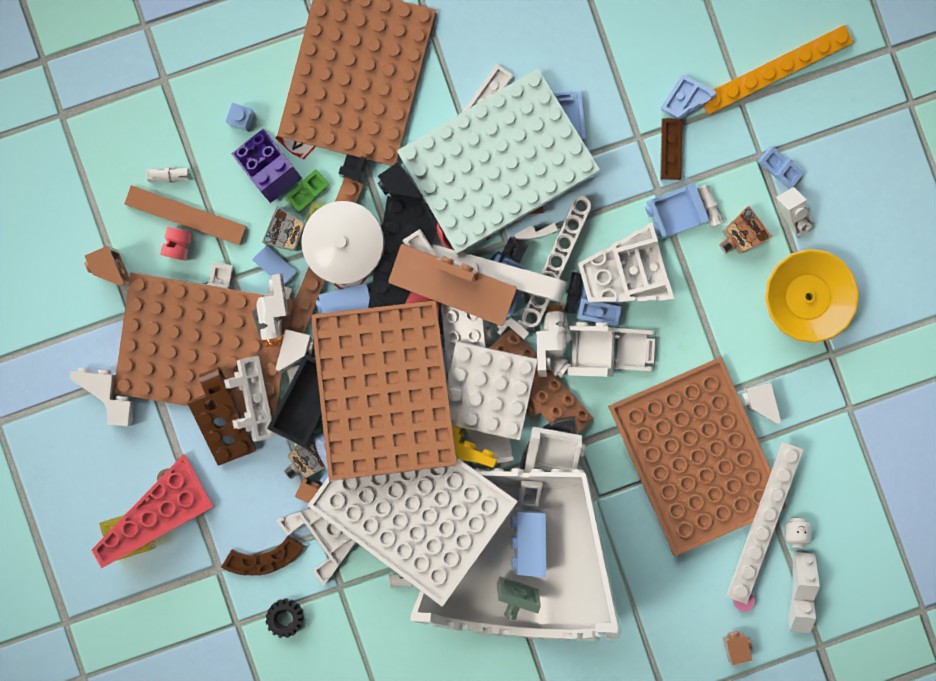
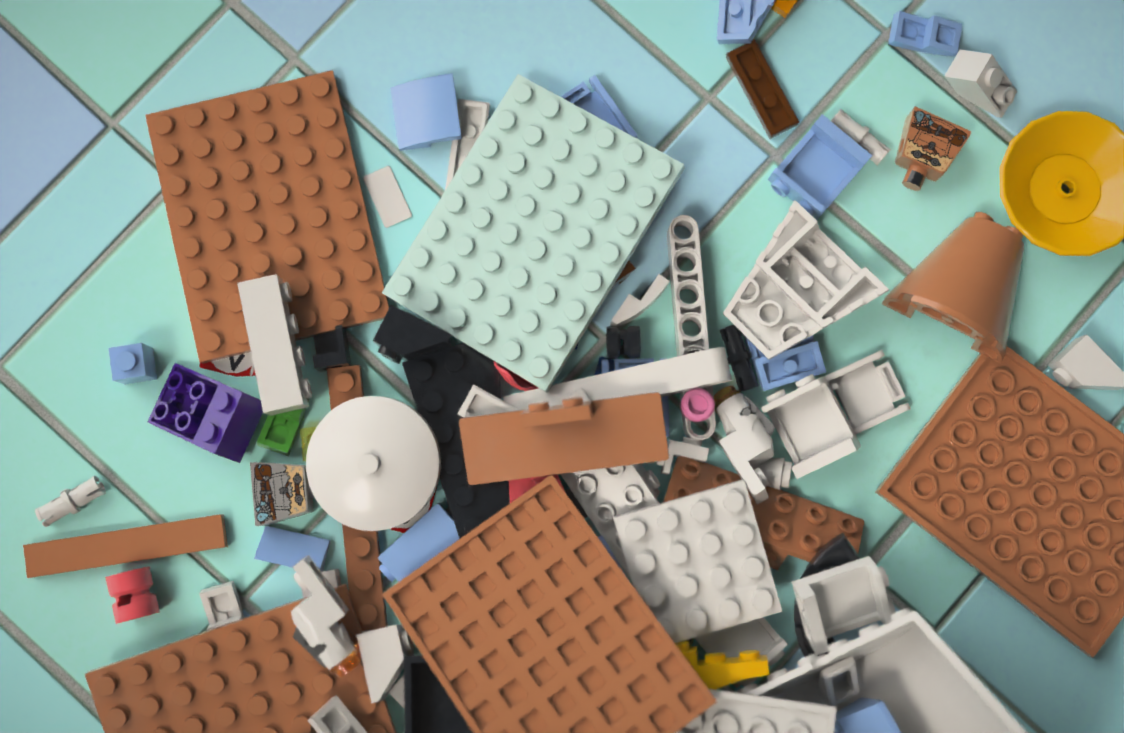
camera: 25 degrees left, 5 degrees down
(108, 265) = (45, 681): nougat slope -> none
(322, 148) = (273, 344): none -> white brick
(428, 97) = (387, 196): none -> white sticker
(475, 61) = (425, 112): none -> light blue slope
(535, 305) = (697, 405): none -> bright pink tile
(722, 320) = (968, 283): none -> nougat cone

